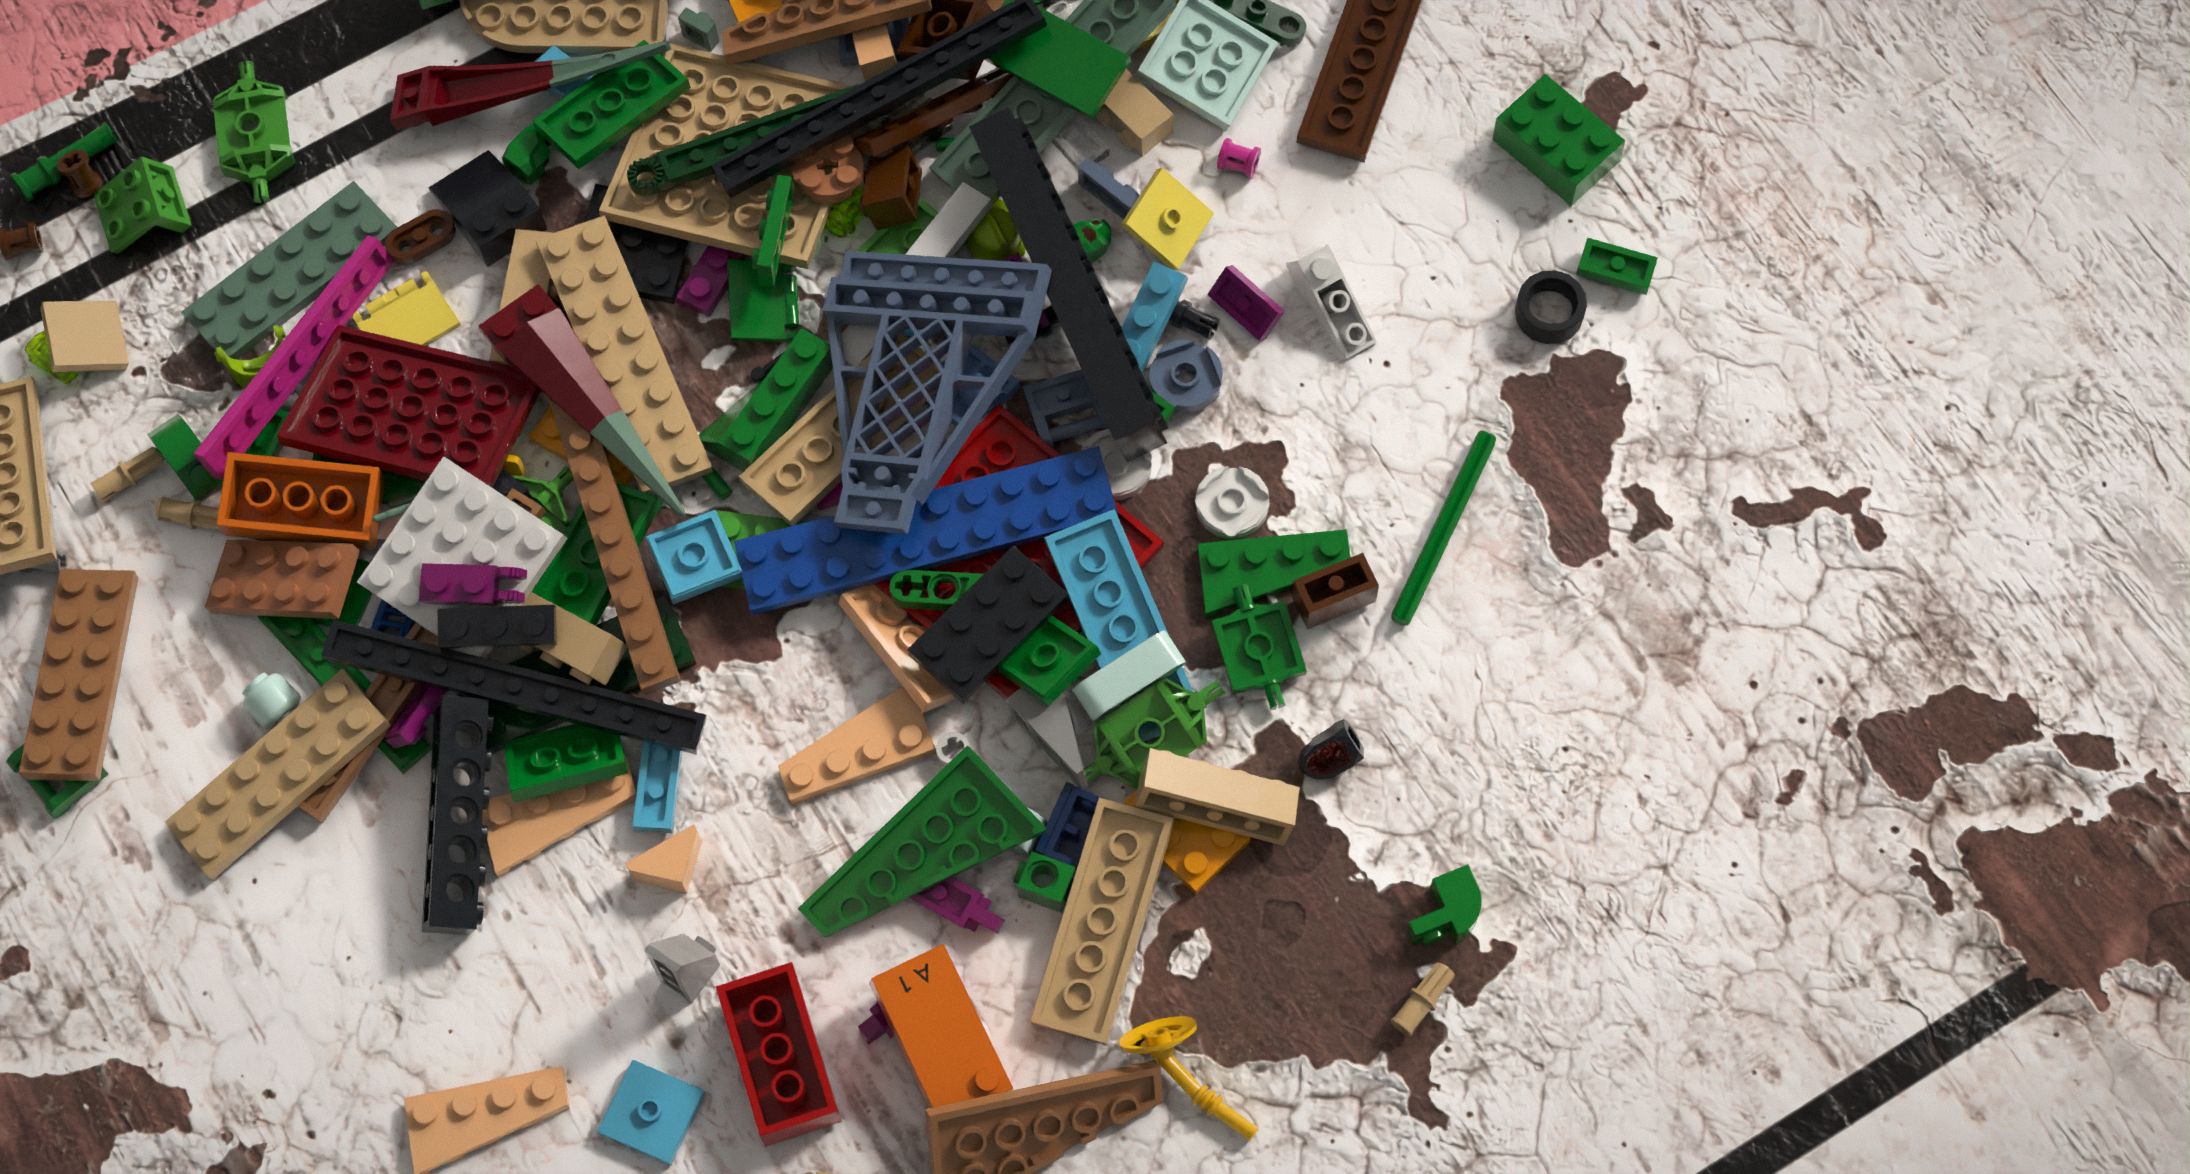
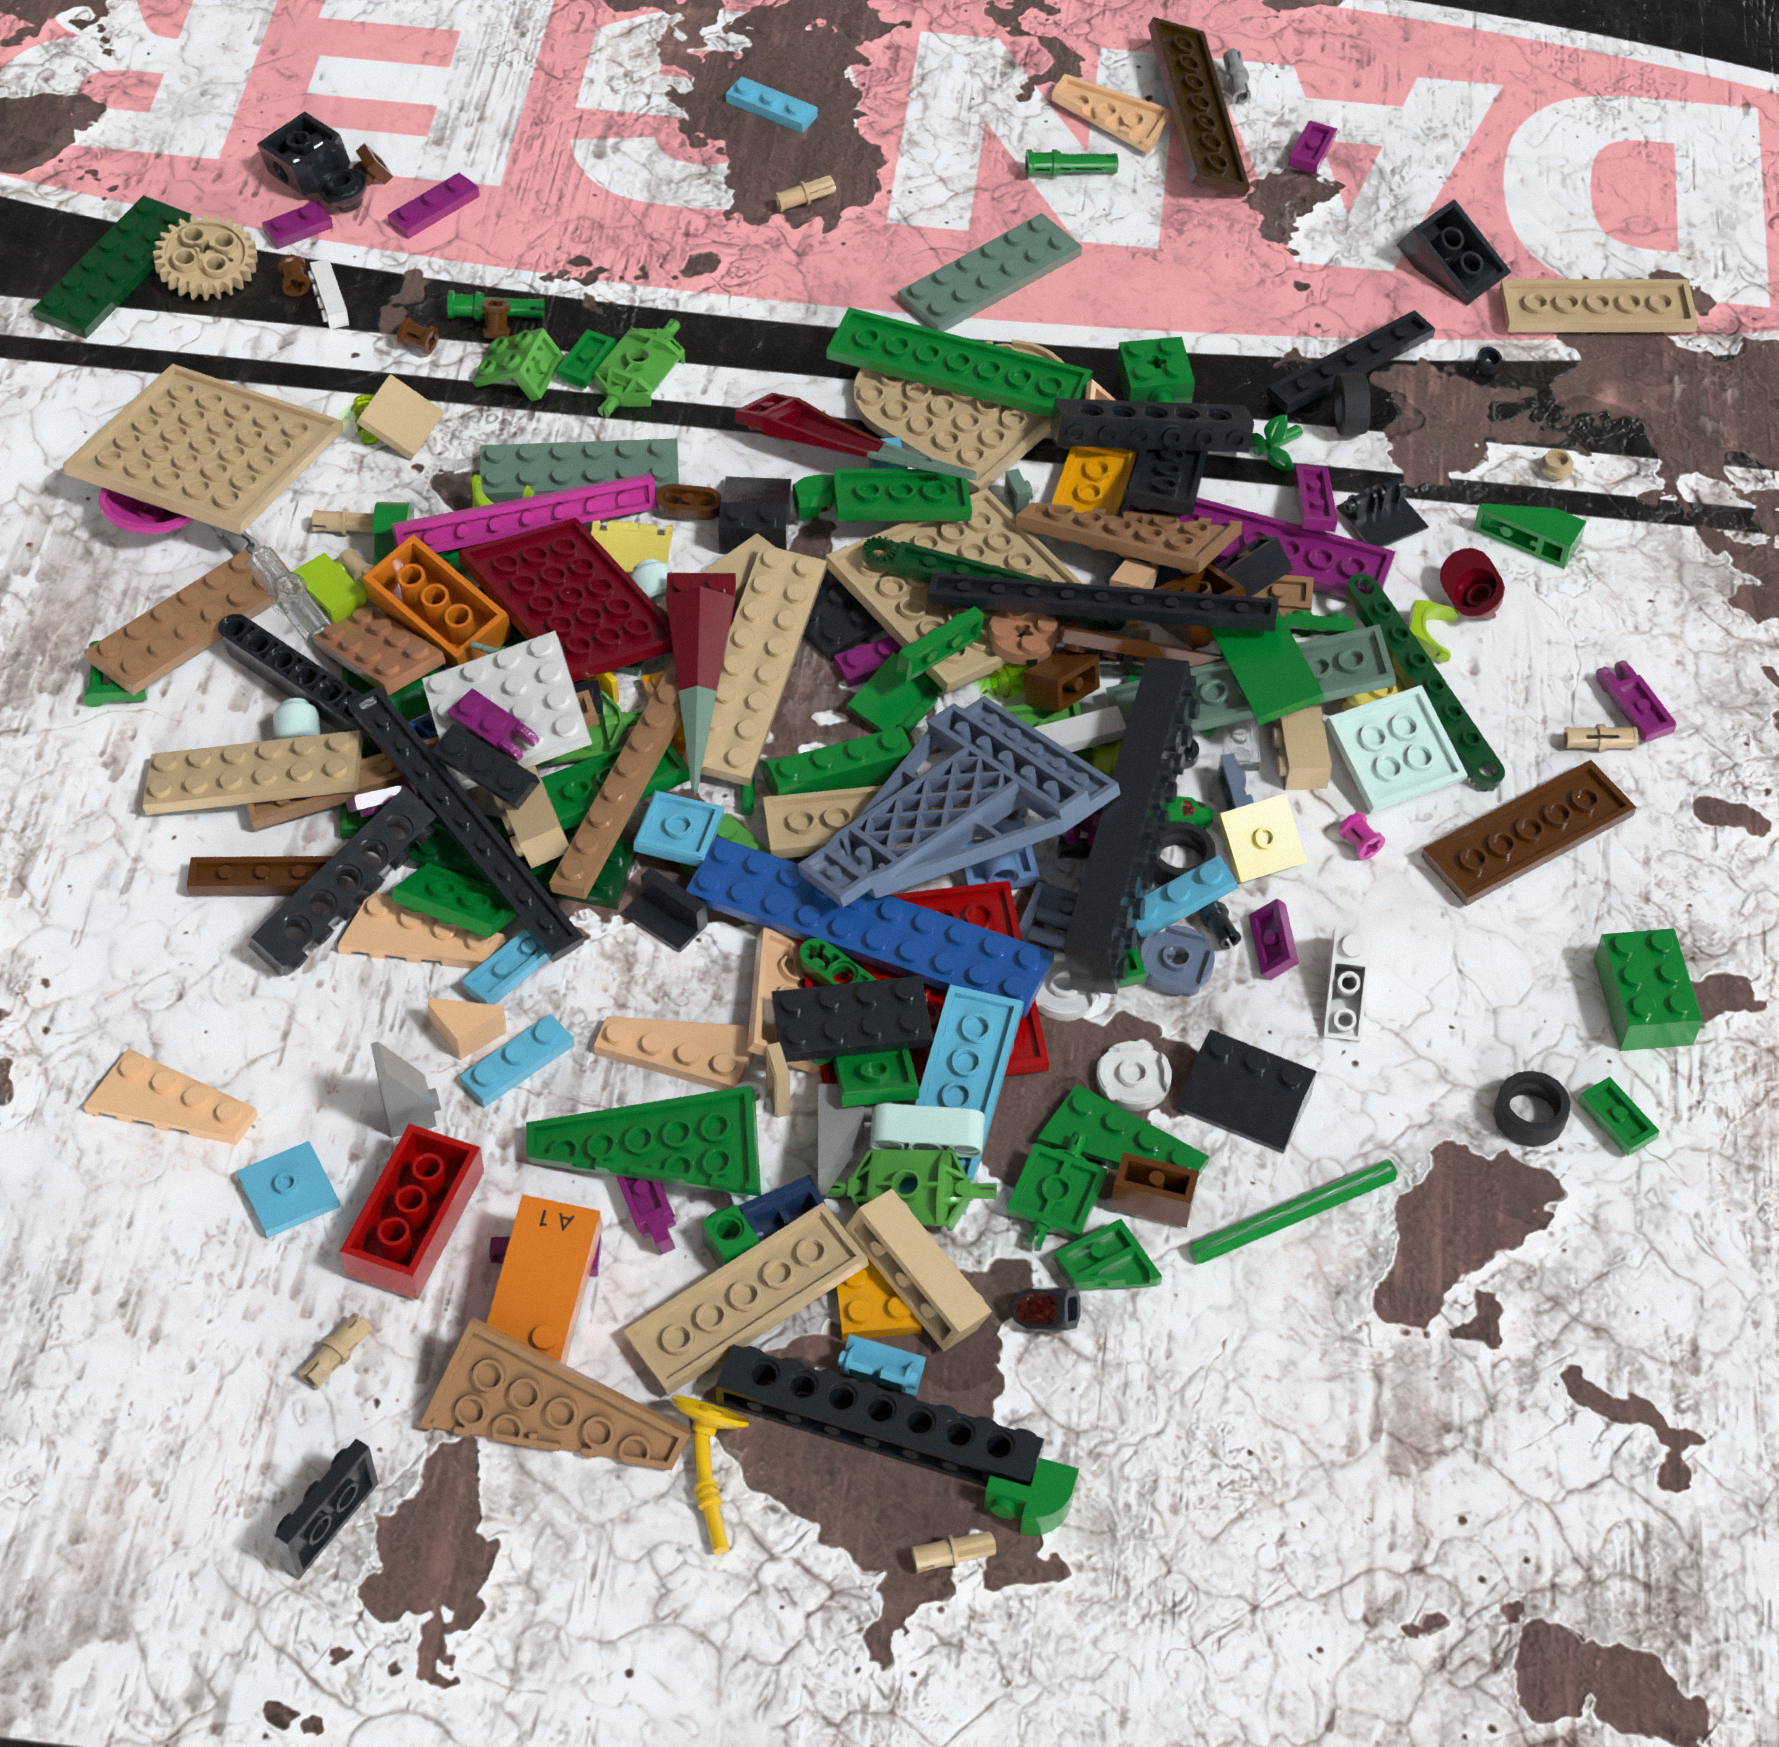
camera: 35 degrees right, 15 degrees down
(127, 577) = (277, 581): none -> clear piece
(179, 552) = (332, 588): none -> lime brick
(198, 156) = (585, 358): none -> green plate
(230, 655) = (292, 673): none -> black beam
(367, 861) = (251, 874): none -> reddish brown plate
(463, 337) = (652, 578): none -> light aqua head
(736, 859) = (517, 1060): none -> medium azure plate
(743, 637) = (667, 911): none -> black panel
(972, 720) = (777, 1079): none -> tan tile
(1124, 256) = (1185, 835): none -> black tyre
(1160, 998) = (855, 1427): none -> black brick
(1248, 892) = (882, 1364): none -> medium azure hinge
(1332, 452) = (1247, 1091): none -> black slope
(1343, 675) = (1107, 1260): none -> green wing

